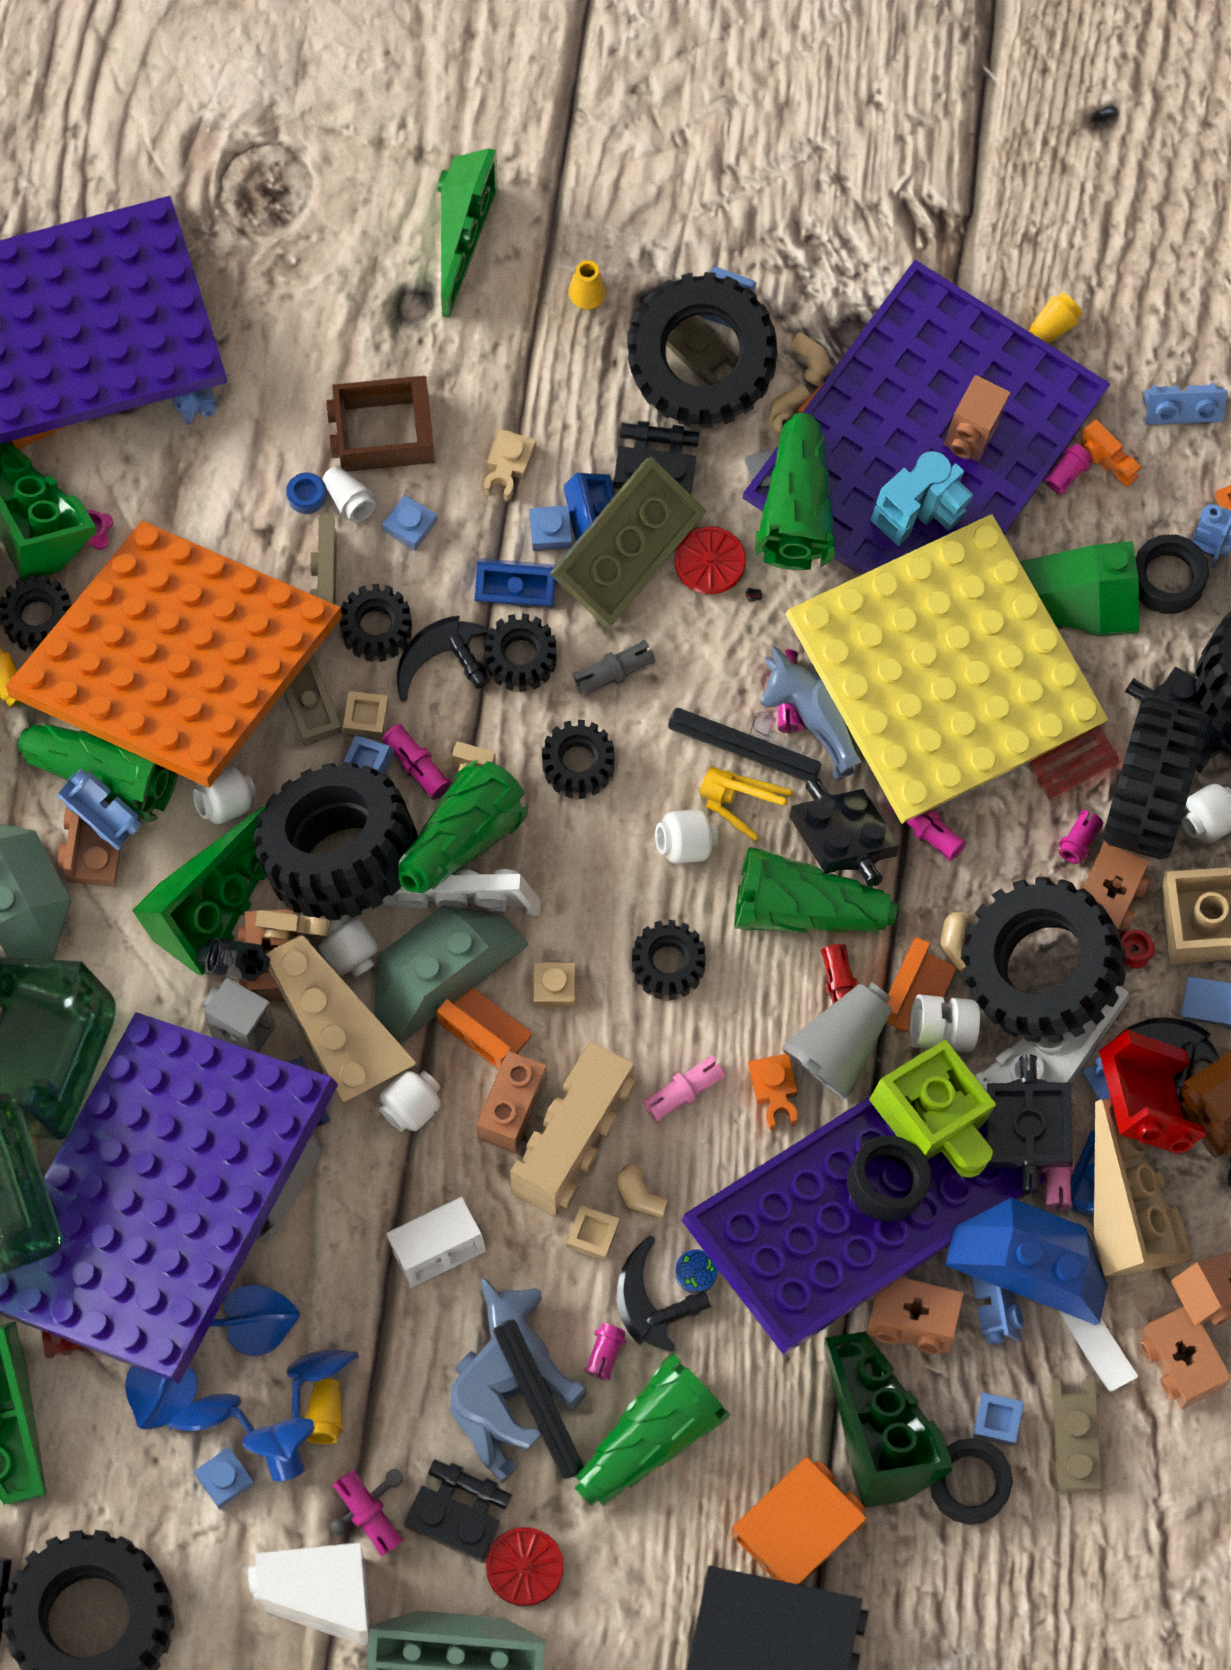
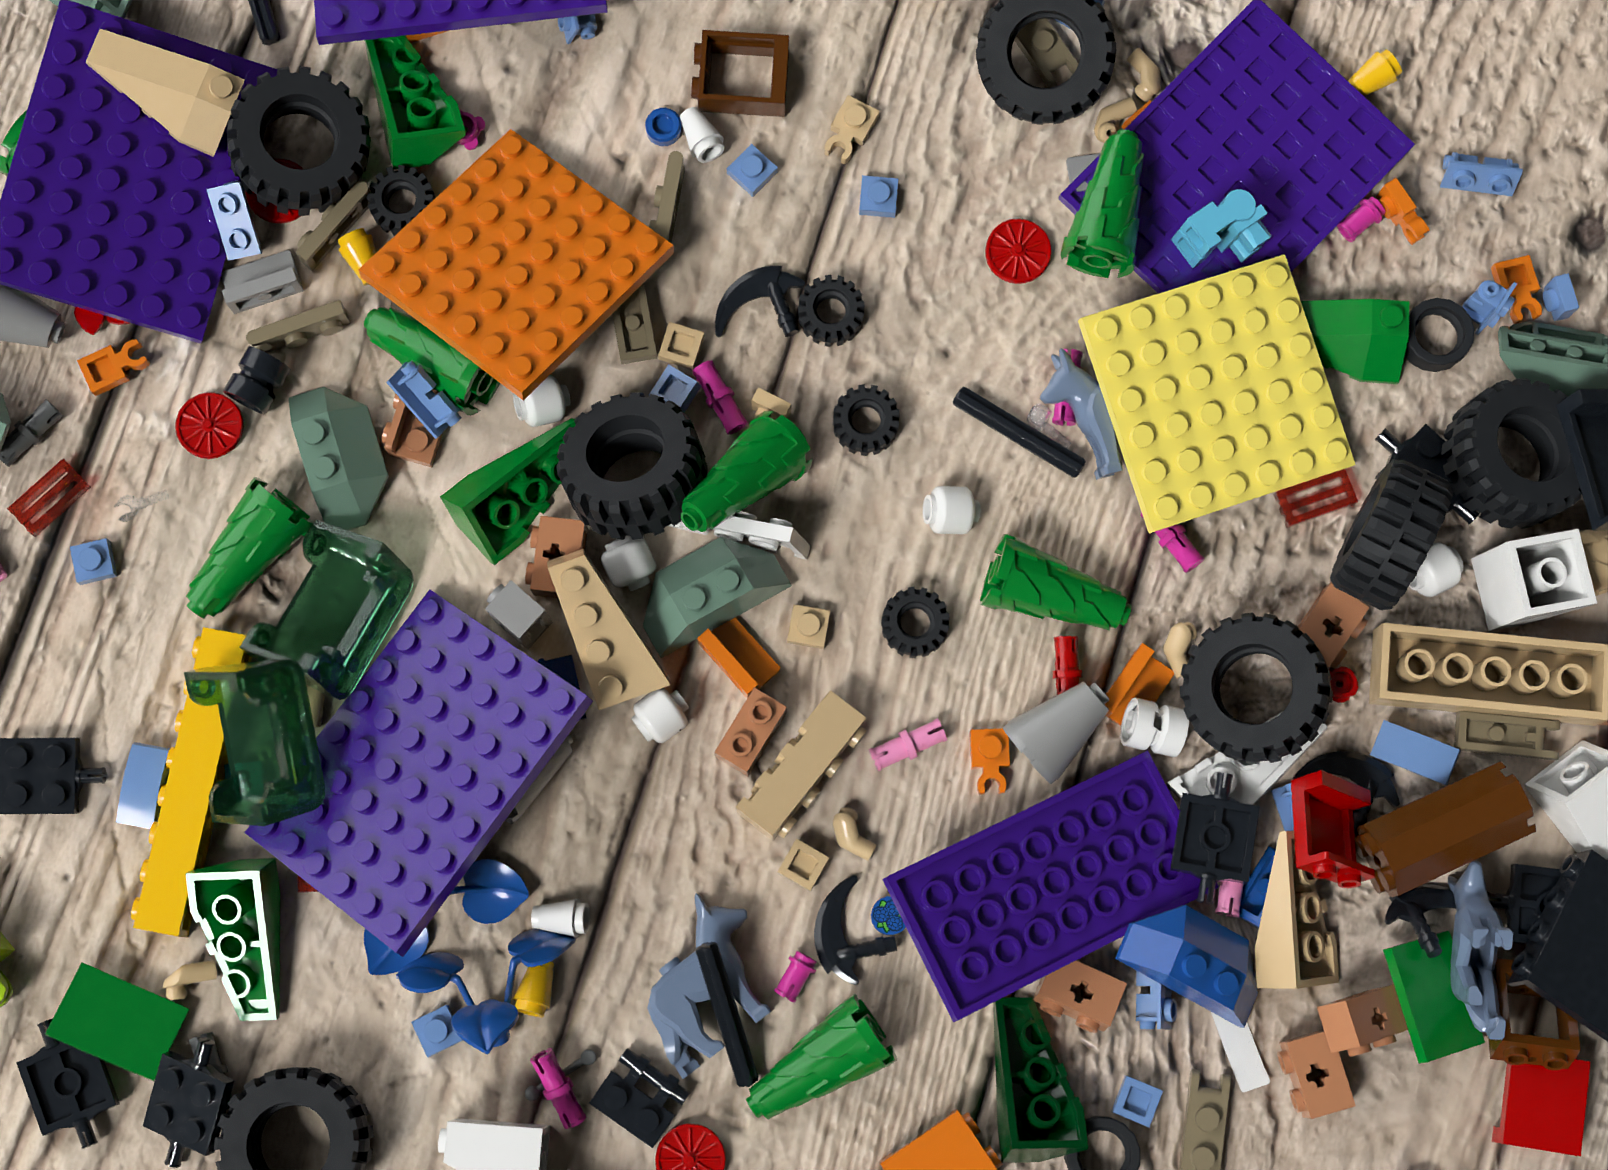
camera: 10 degrees right, 10 degrees up
(233, 959) = (519, 563): black piece -> none
(280, 925) = (569, 536): tan plate -> none
(341, 1332) = (562, 917): none -> white cone
(371, 601) = (705, 239): black tyre -> none
(436, 1242) = (661, 849): white hinge -> none
(515, 582) = (838, 242): blue slope -> none
(586, 497) = (920, 189): blue slope -> none
(614, 668) = (913, 339): dark grey pin -> none
(628, 542) = (946, 223): olive plate -> none
(678, 465) = (983, 157): black plate -> none
(724, 786) = (994, 467): yellow plant -> none
(753, 594) = (1052, 290): black piece -> none
(844, 831) = (1095, 531): black plate -> none
(901, 1152) = (1103, 857): black tyre -> none
(953, 1104) = (1147, 810): lime brick -> none
(976, 419) = (1287, 162): nougat brick -> none
(1076, 844) = (1309, 570): dark pink pin -> none

